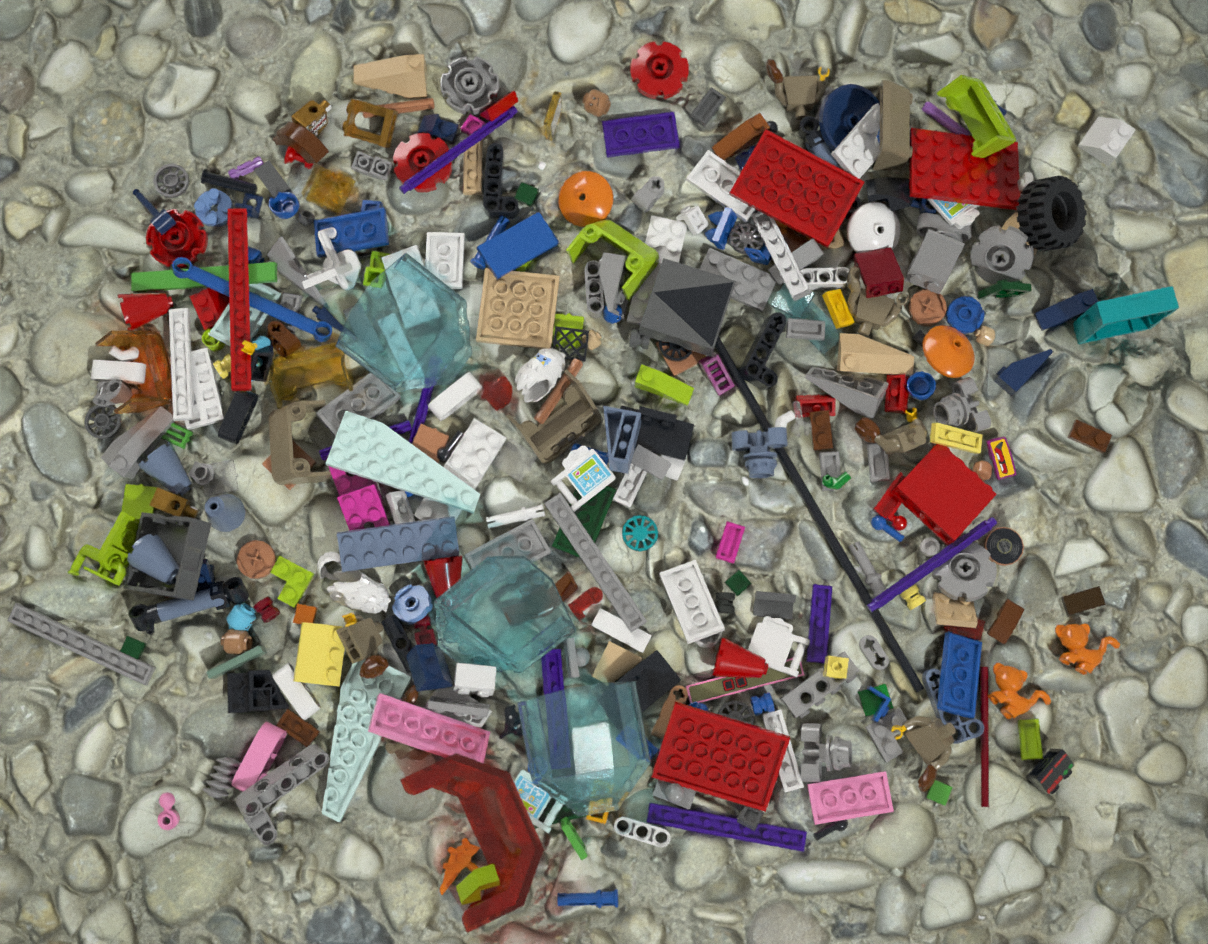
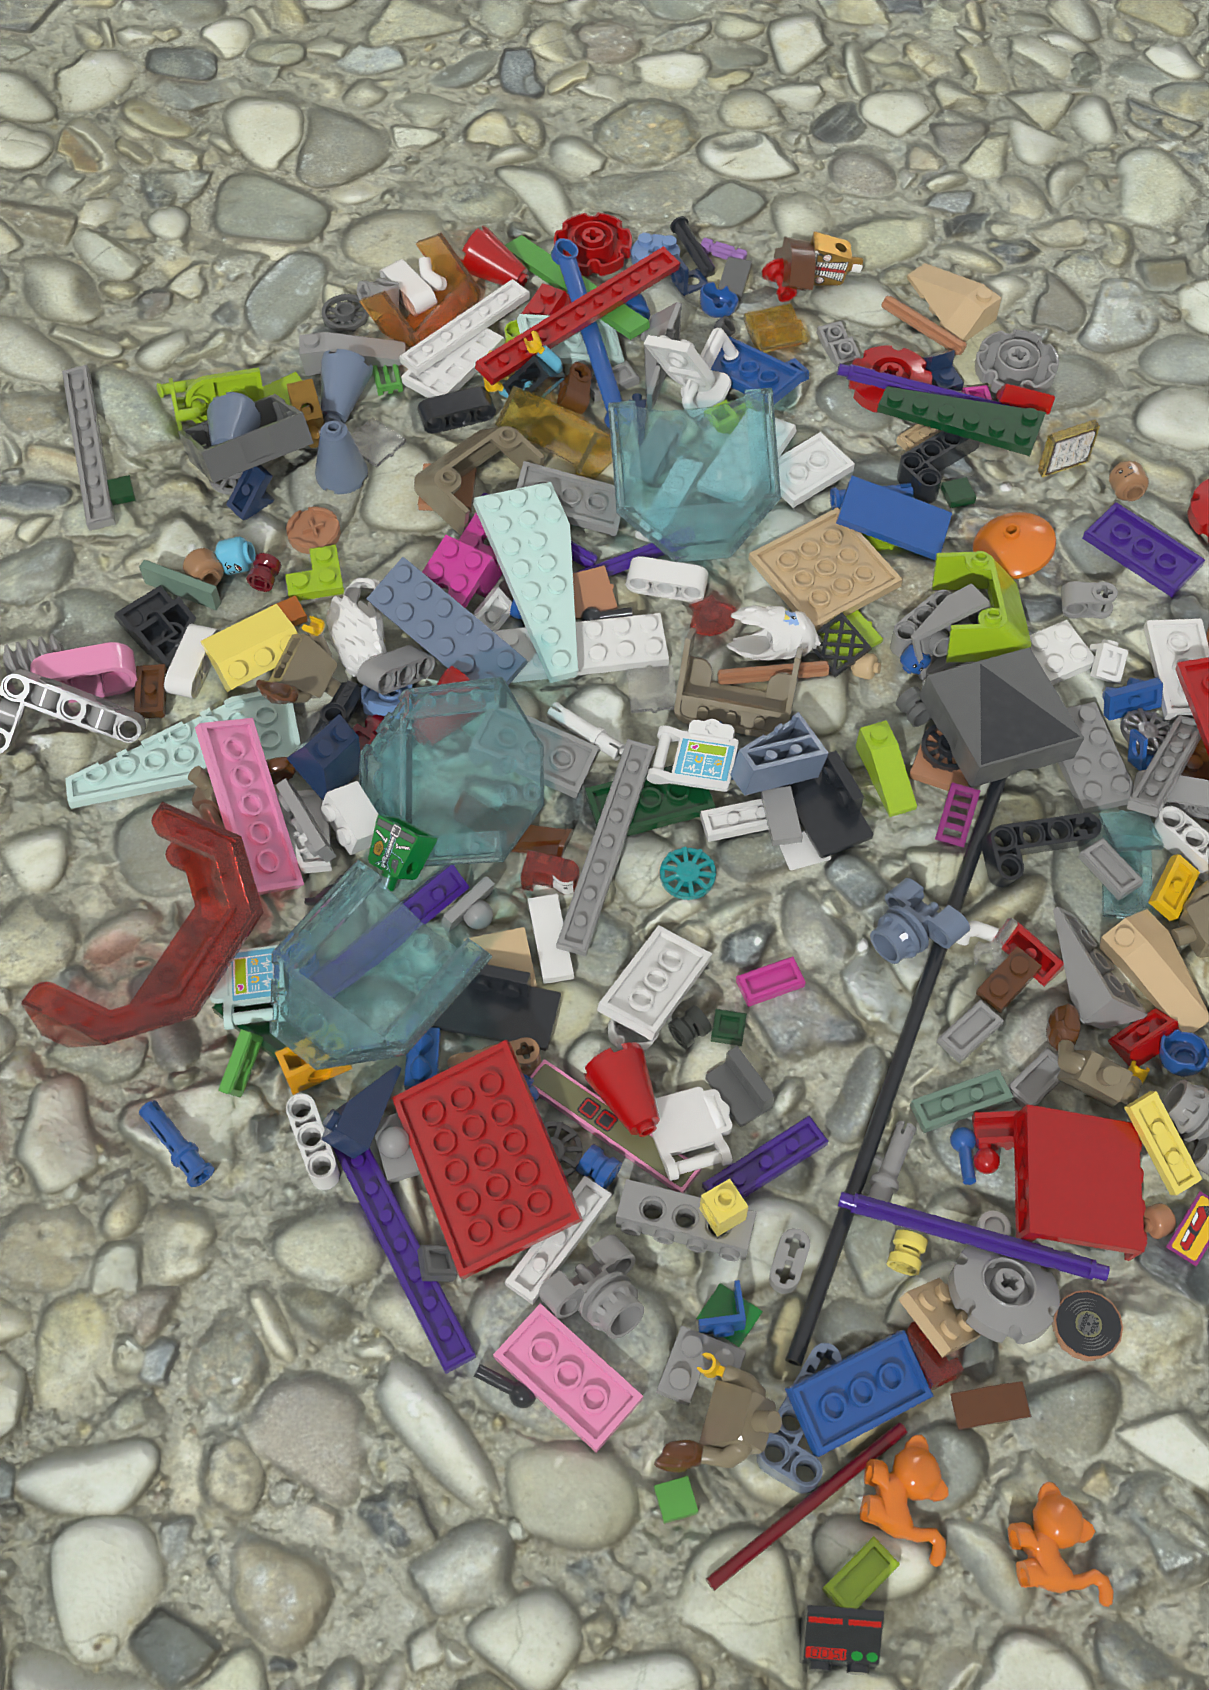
camera: 50 degrees right, 20 degrees down
(161, 220) = (598, 210): dark blue piece -> none
(171, 180) = (647, 206): flat silver wheel -> none
(202, 473) = (365, 420): light grey animal -> none
(216, 596) = (239, 517): piece -> none
(351, 130) = (891, 324): pearl gold panel -> none
(399, 588) = (396, 669): none -> light grey beam
(459, 860) = (116, 964): orange piece -> none
(477, 880) = (105, 992): lime slope -> none
(498, 145) = (981, 421): none -> dark green wing
(514, 670) = (399, 849): none -> green torso
(651, 802) = (357, 1120): none -> dark blue slope
(835, 483) = (960, 1042): green arm -> none
(862, 507) = (961, 1101): none -> sand green plate
(1083, 601) = (1120, 1499): dark brown tile -> none

